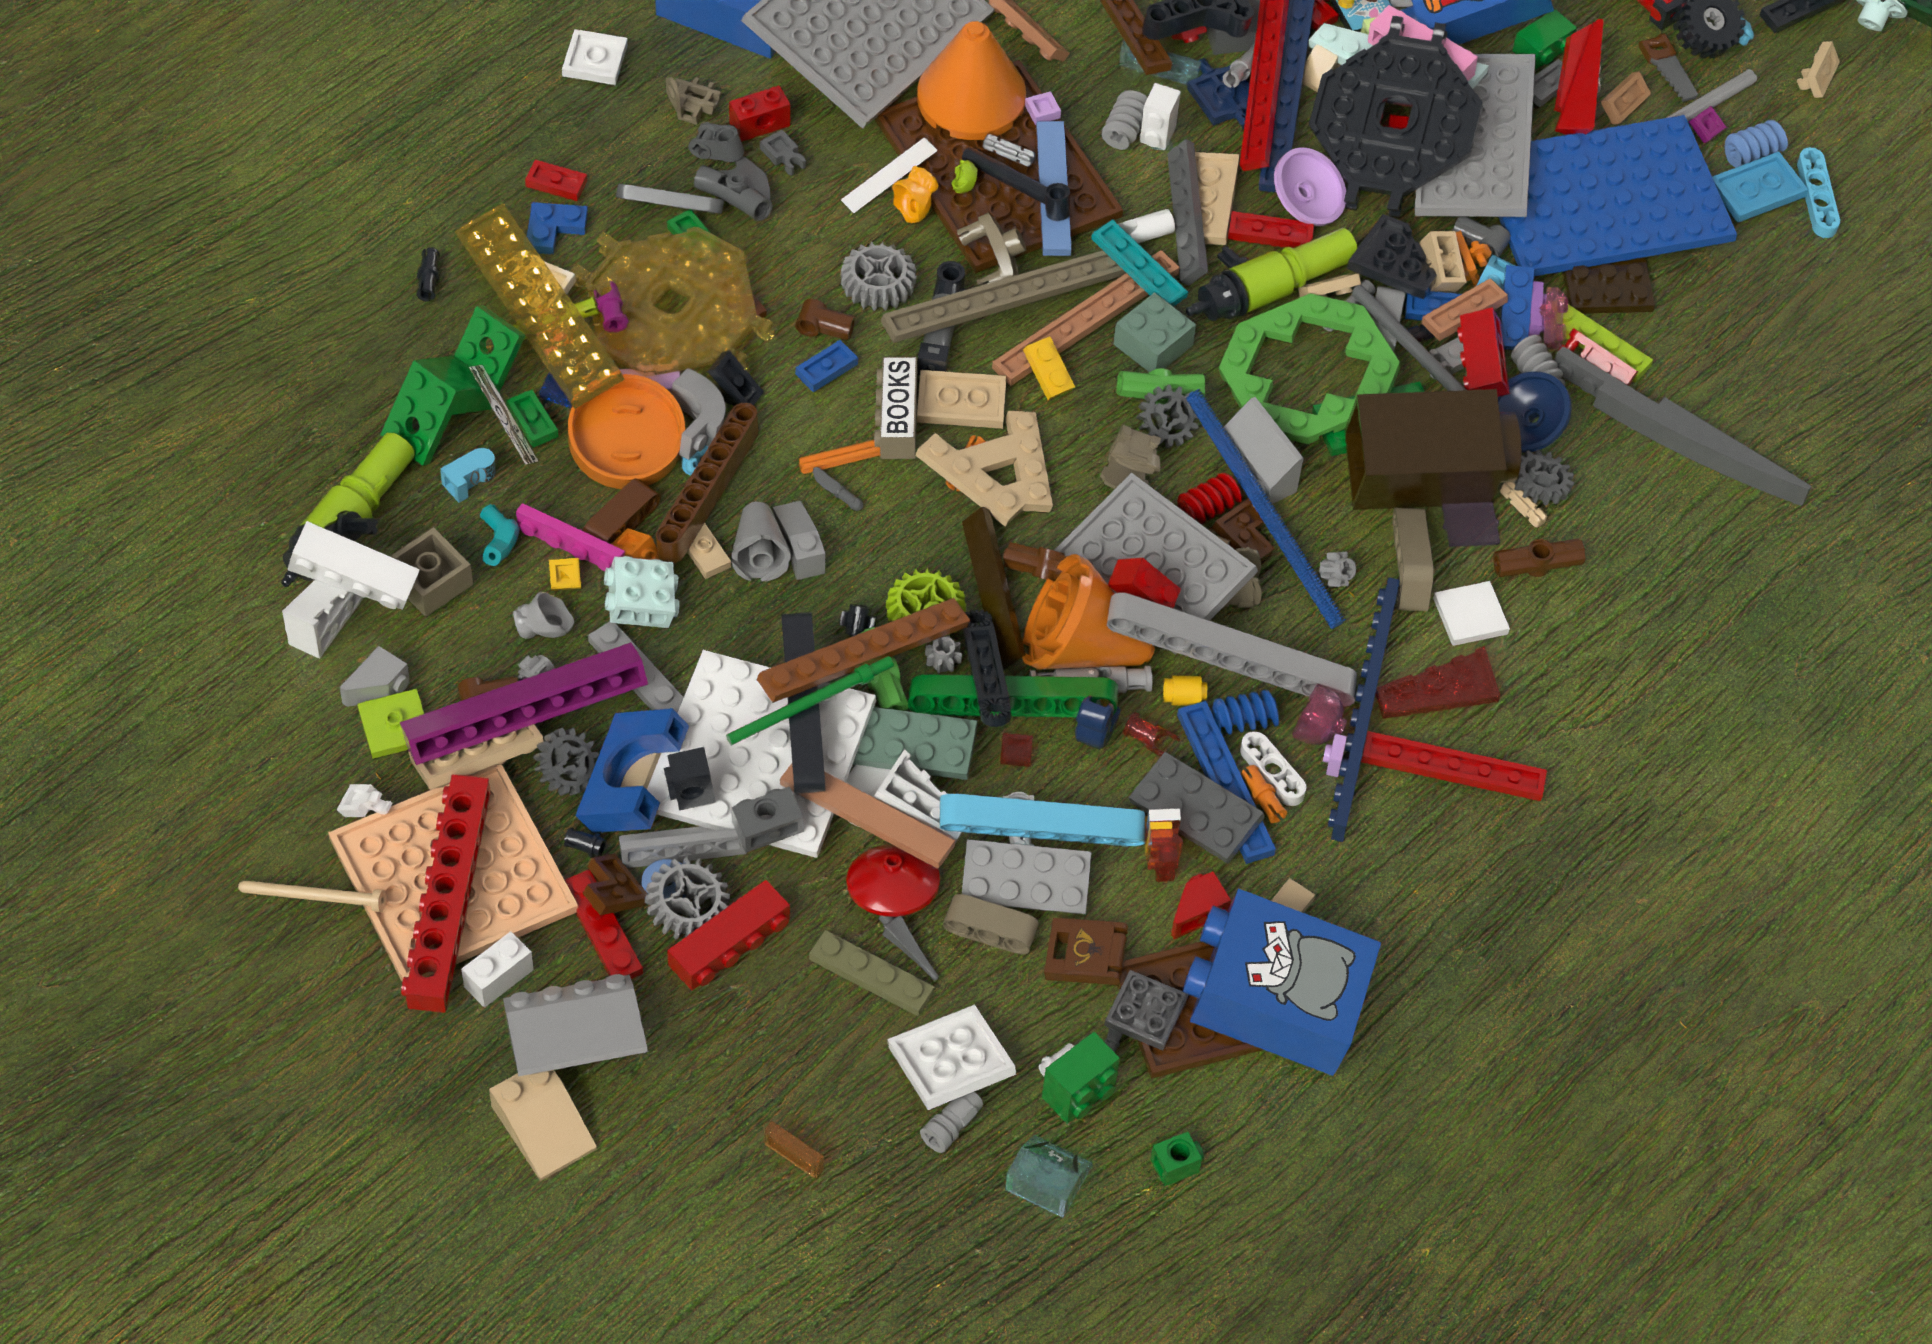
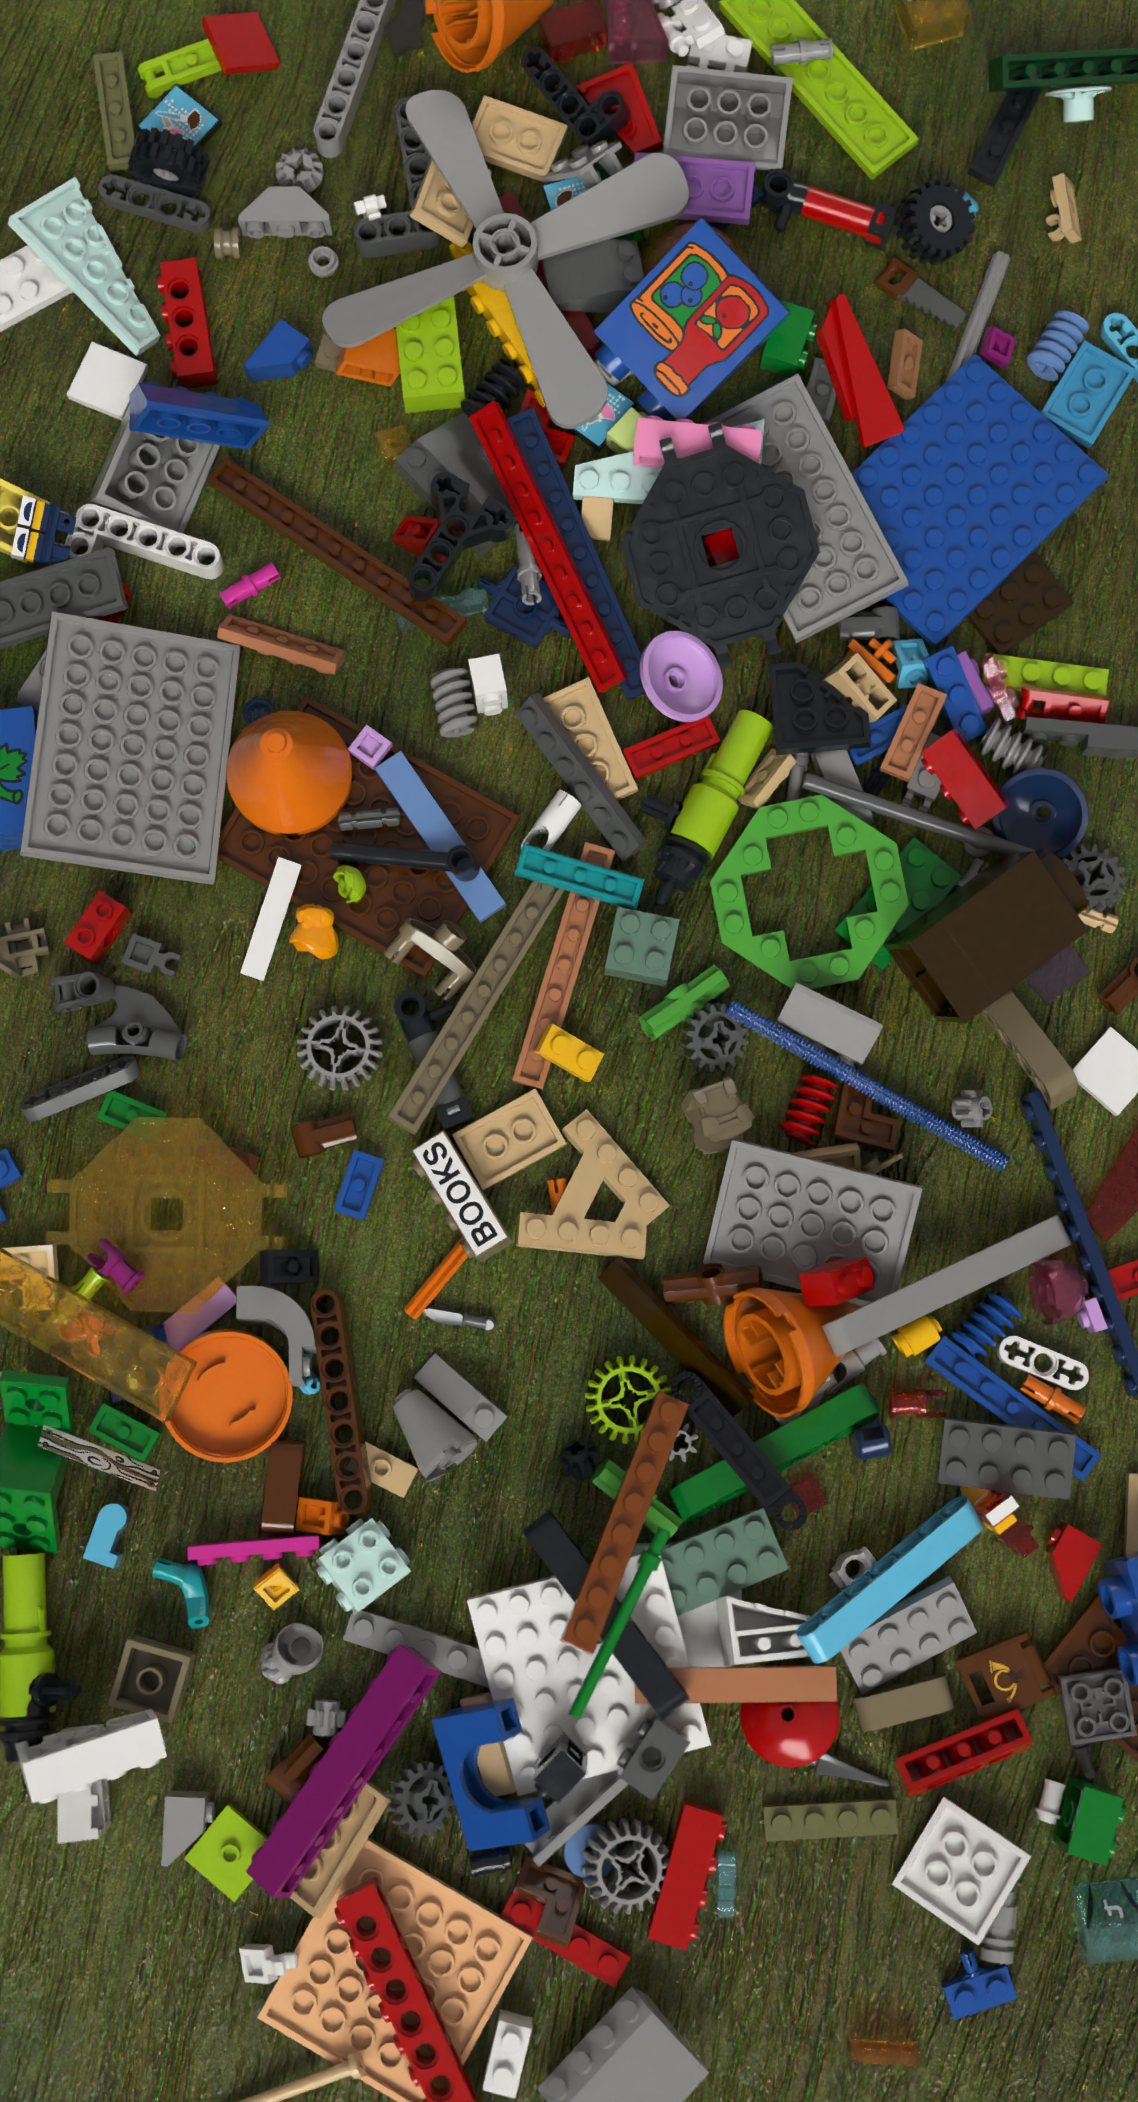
camera: 30 degrees left, 25 degrees up
(755, 962) = (726, 1885): none -> clear light blue beam
(903, 1157) = (977, 1987): none -> blue plate
(1012, 978) = (963, 1753): none -> red brick

